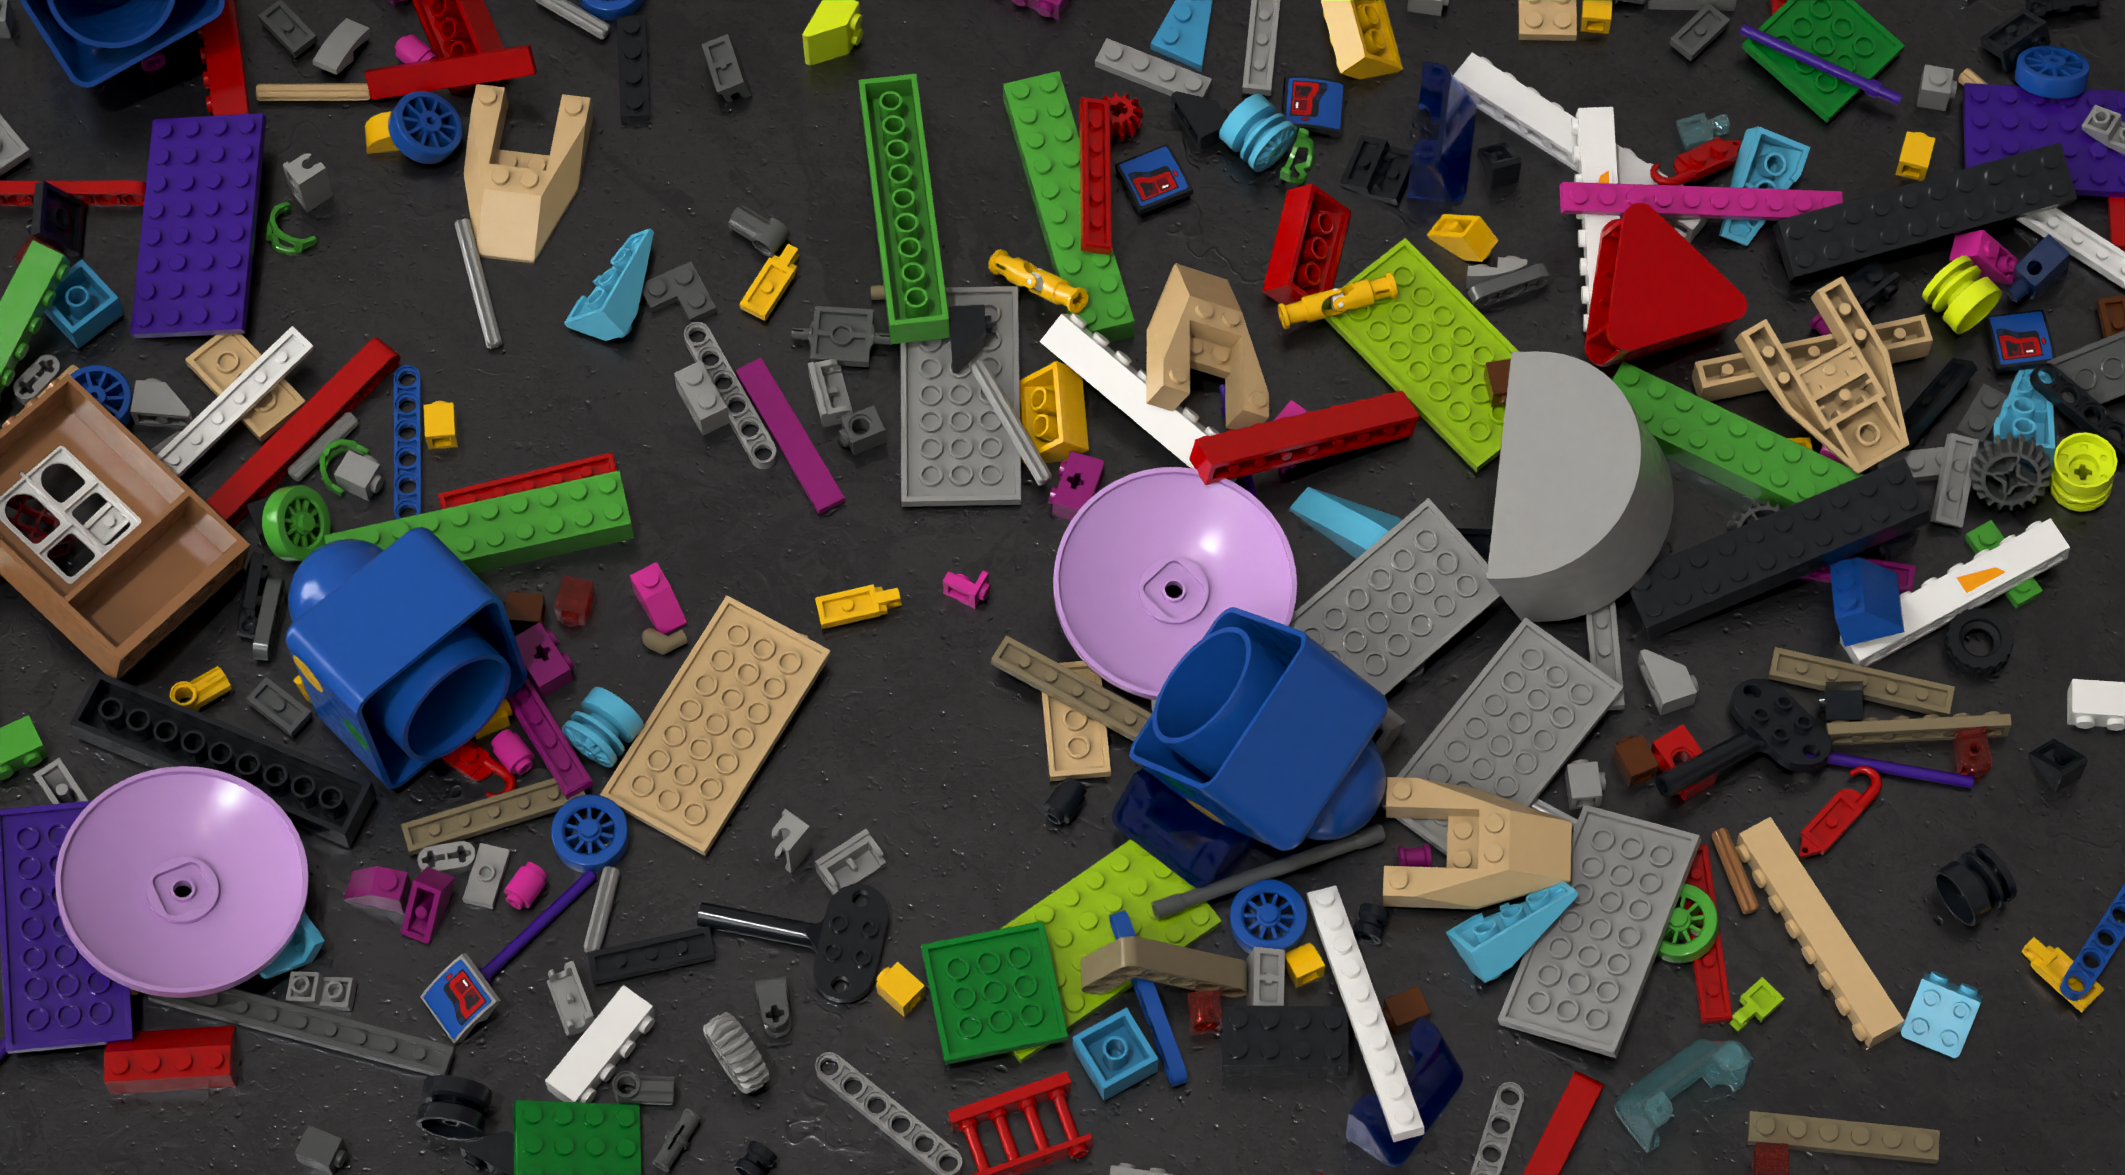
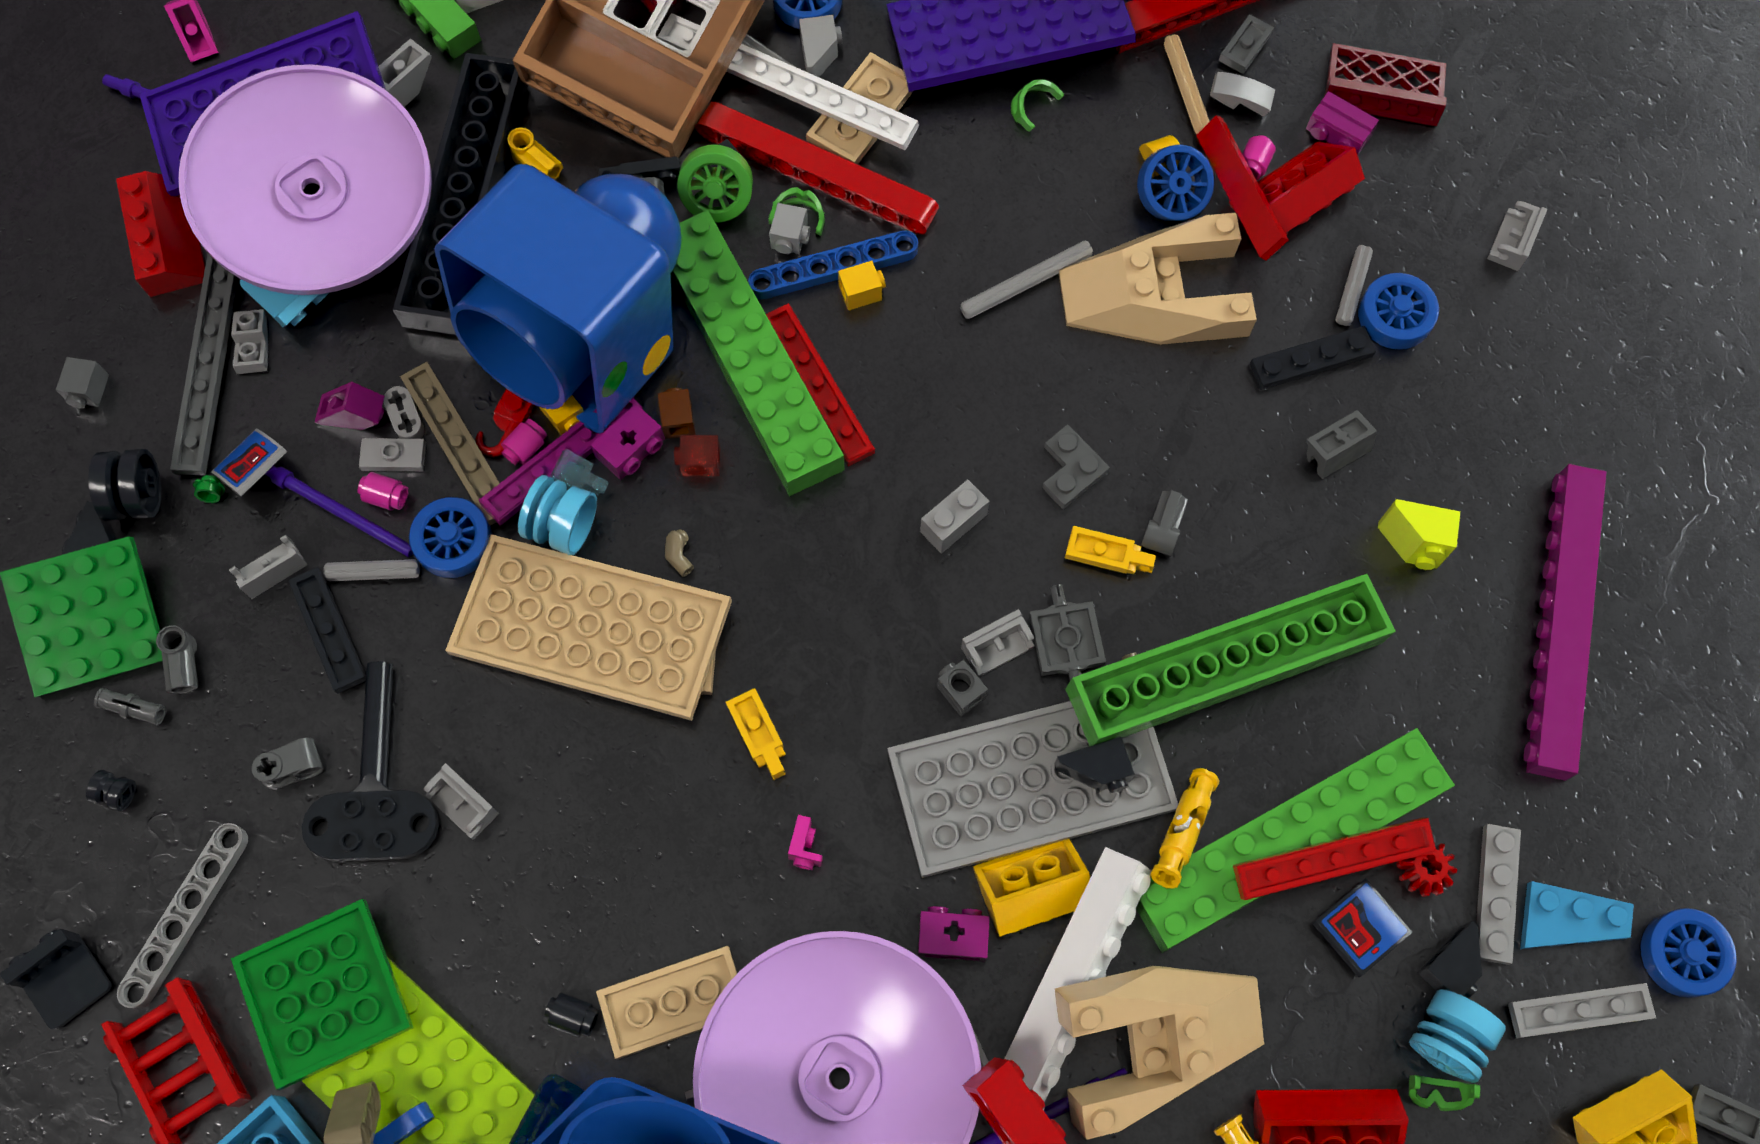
camera: 75 degrees right, 5 degrees up
(308, 185) = (1079, 98): light grey hinge -> none
(311, 456) = (826, 196): light grey axle -> none
(379, 888) = (359, 361): magenta slope -> none
(473, 1045) = (208, 489): none -> green plate
(561, 705) = (576, 472): none -> clear light blue plate
(601, 1047) = (218, 607): white brick -> none
(617, 293) = (1036, 406): medium azure wedge -> none
(657, 599) = (718, 533): dark pink slope -> none
(732, 394) = (966, 542): light grey beam -> none
(736, 1052) = (217, 738): light grey gear -> none
(790, 436) = (938, 616): magenta tile -> none
(796, 840) = (469, 734): light grey hinge -> none
(900, 988) = (323, 889): yellow brick -> none
(1011, 422) = (1007, 842): light grey axle -> none
(1070, 688) = (696, 995): dark tan plate -> none
(1314, 104) = (1521, 1094): slope -> none

